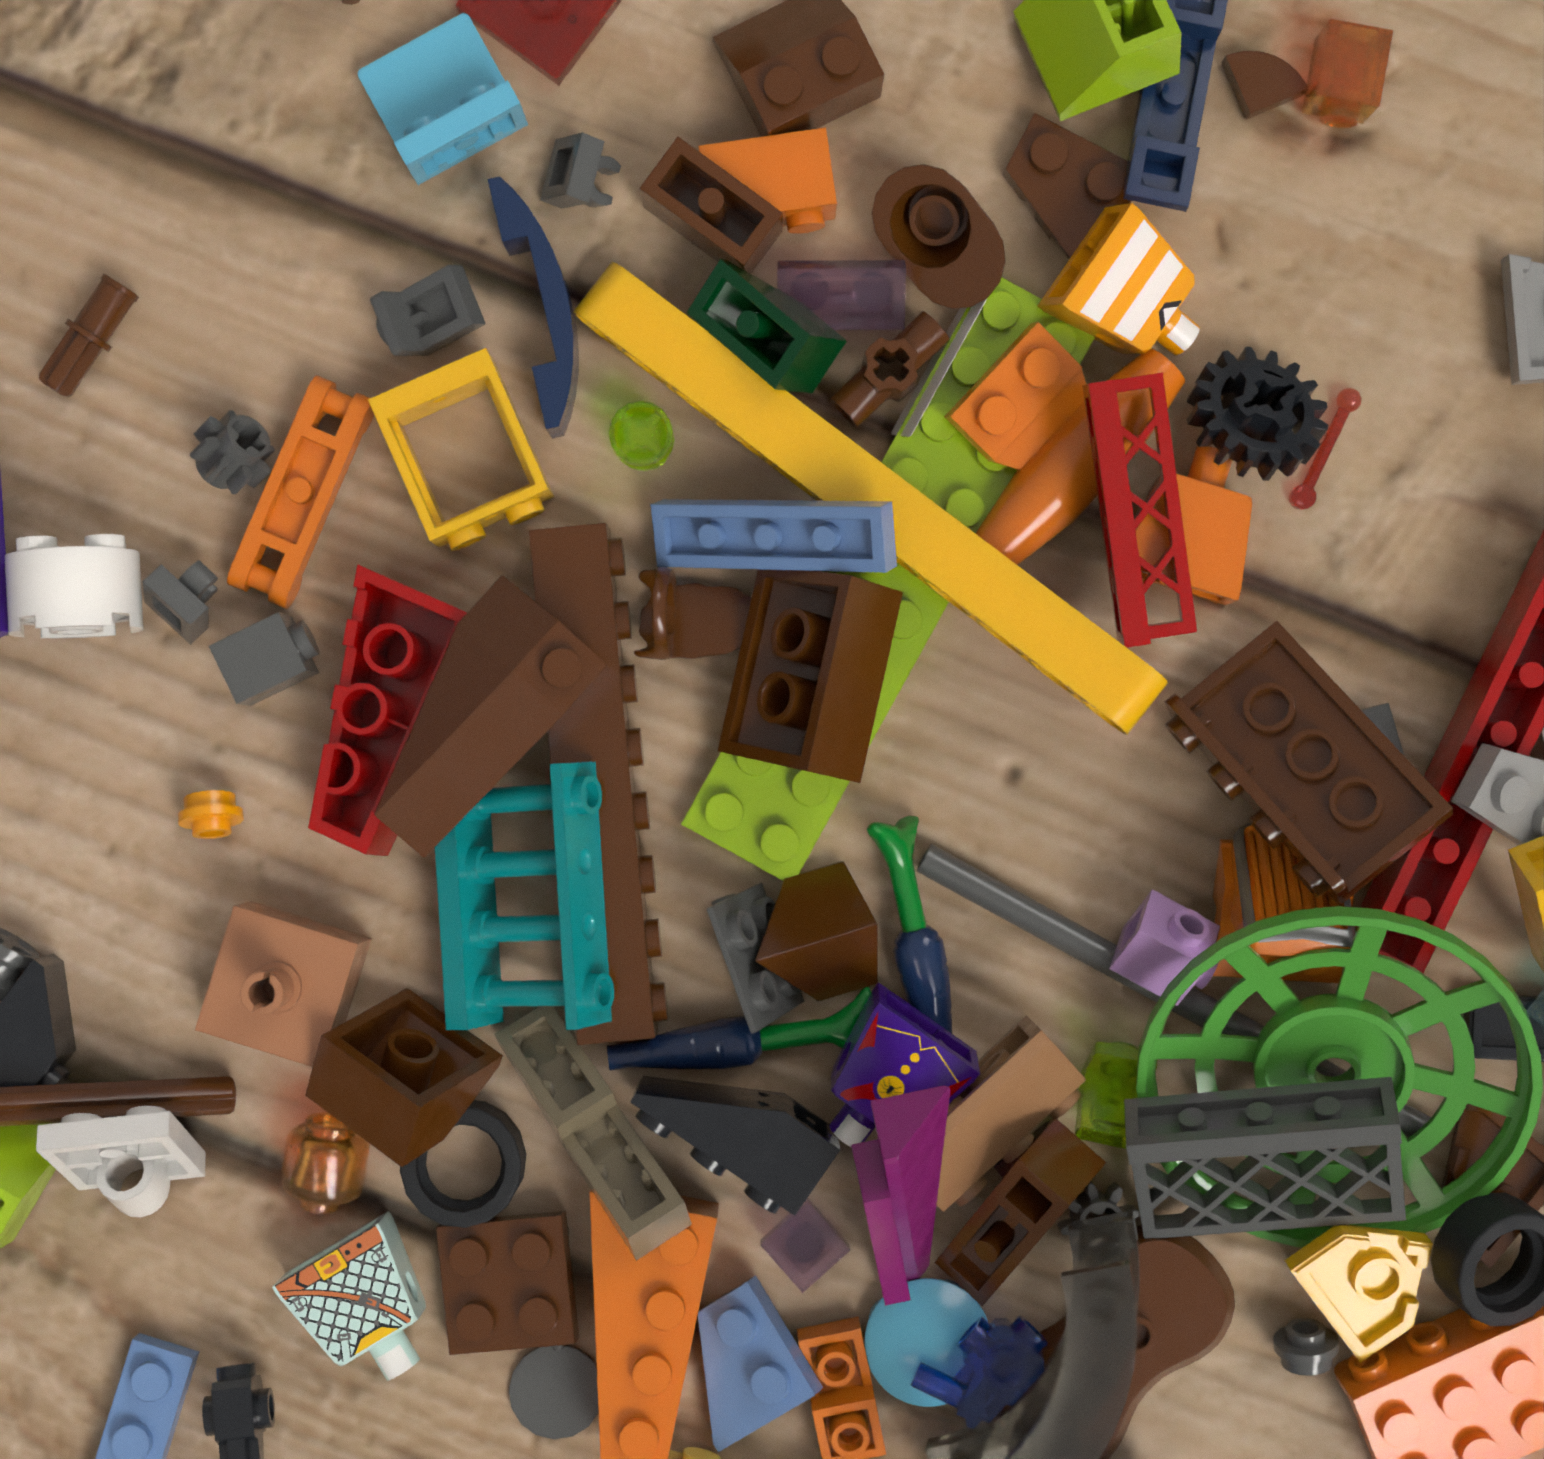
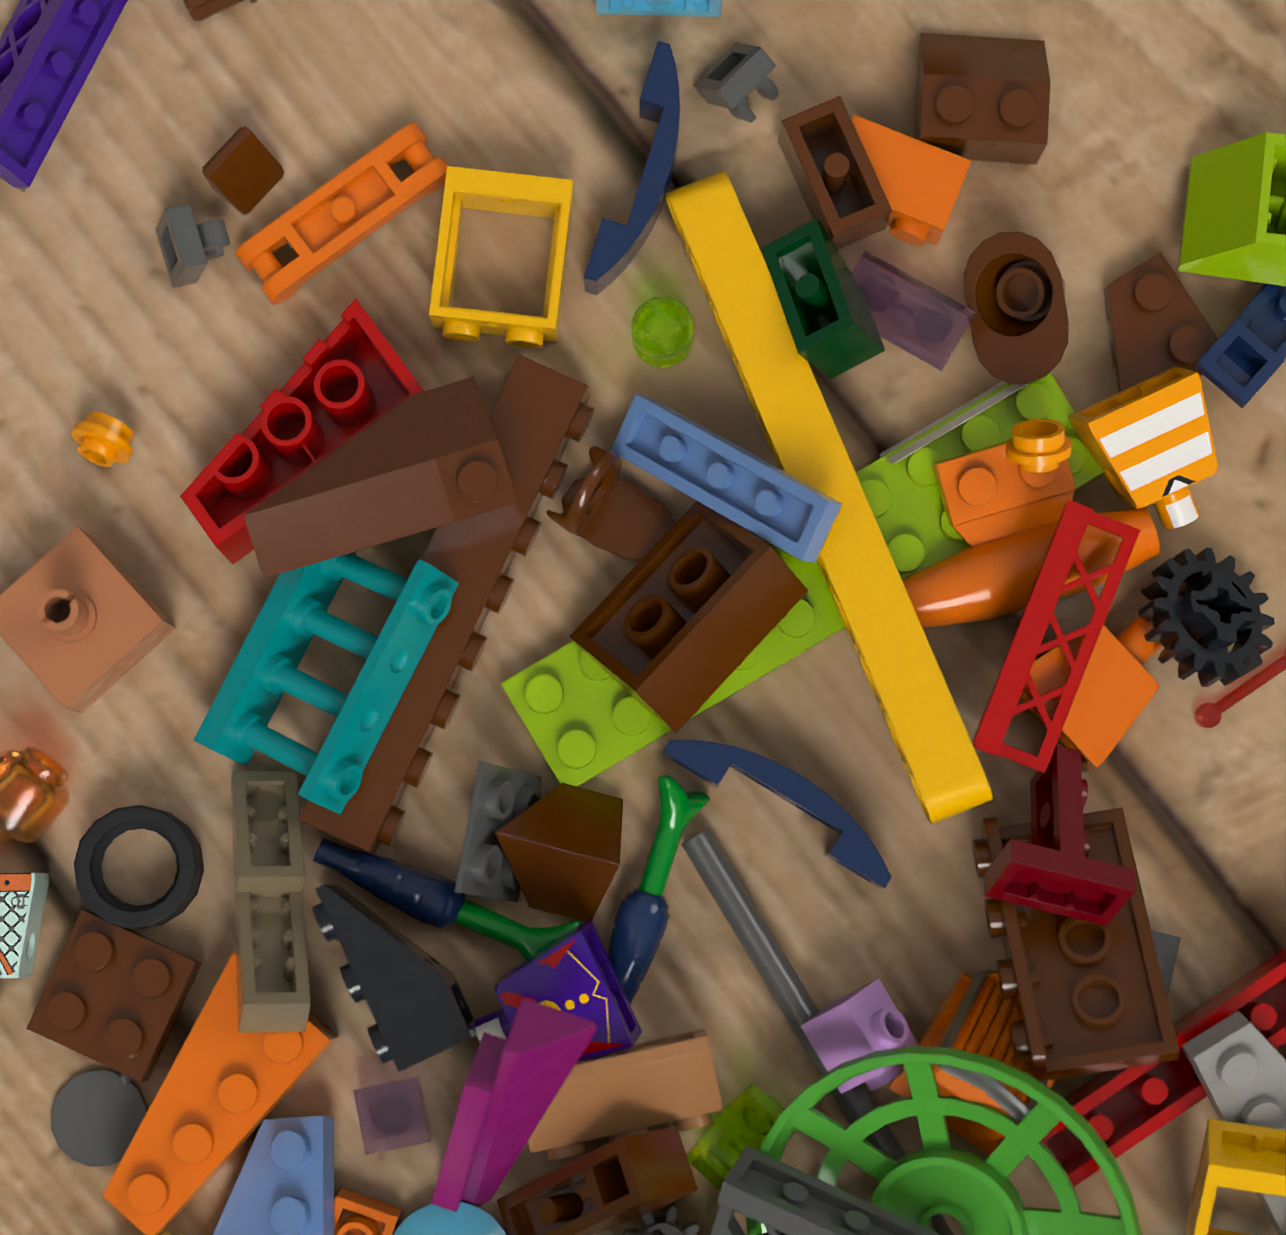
camera: 30 degrees right, 5 degrees down
(73, 587) = (104, 180): white brick -> none
(189, 507) = (243, 171): none -> reddish brown slope
(232, 452) = (306, 145): dark grey gear -> none
(266, 658) = (230, 335): dark grey brick -> none
(400, 1075) = (130, 755): reddish brown slope -> none
(428, 313) = (541, 124): dark grey bracket -> none
(912, 347) = (940, 392): reddish brown axle -> none
(1031, 349) = (1038, 445): none -> light orange plate
(1061, 787) = (850, 847): none -> dark blue slope
(1254, 710) = (1056, 868): none -> dark red bracket

